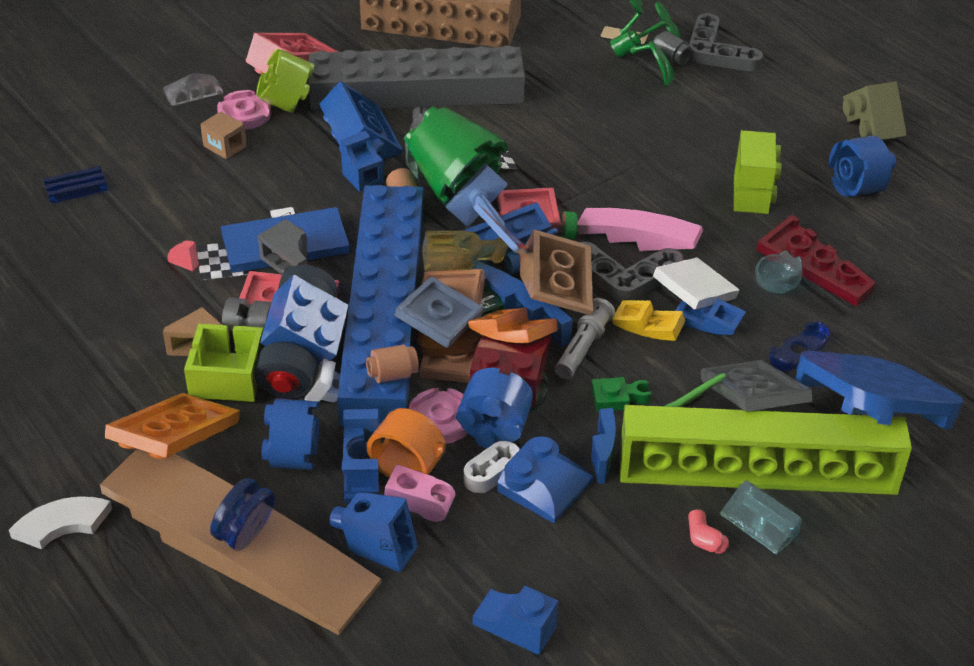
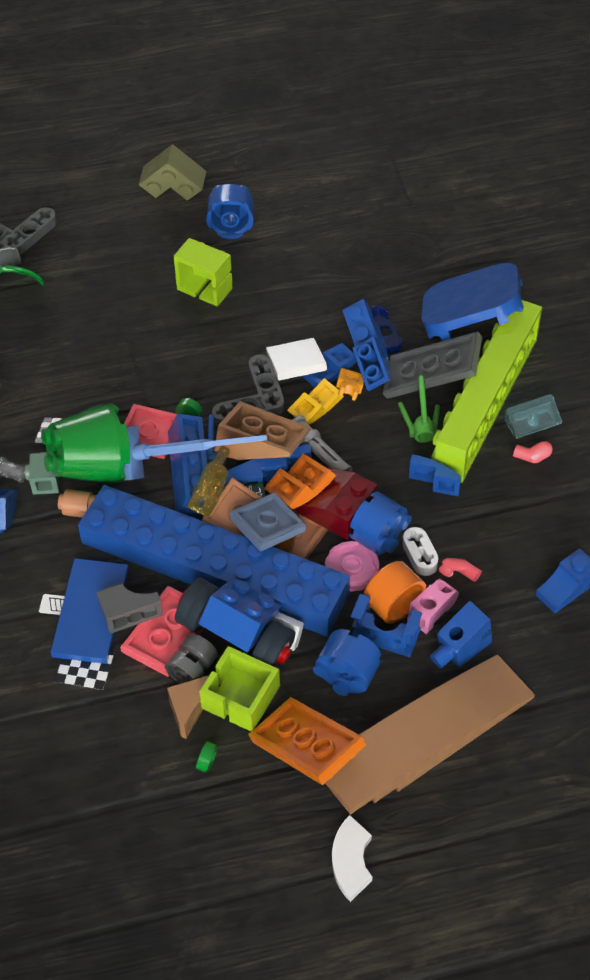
camera: 65 degrees left, 10 degrees up
(142, 368) = (207, 757): none -> green tile
(184, 255) = (73, 692): coral tile -> none
(242, 514) = (439, 710): clear blue head -> none
(362, 160) = (28, 521): blue brick -> none
(392, 363) = (324, 566): nougat brick -> none
(486, 501) = (460, 565): none -> coral arm
(543, 479) = (446, 524): blue slope -> none
(616, 393) = (380, 452): green plate -> none
(645, 228) = (219, 365): bright pink slope -> none
(692, 332) = (349, 383): none -> light orange plate
(749, 337) = (369, 345): none -> blue slope
(778, 273) = (312, 306): clear light blue hair -> none
(818, 261) = (293, 287): dark red wing -> none

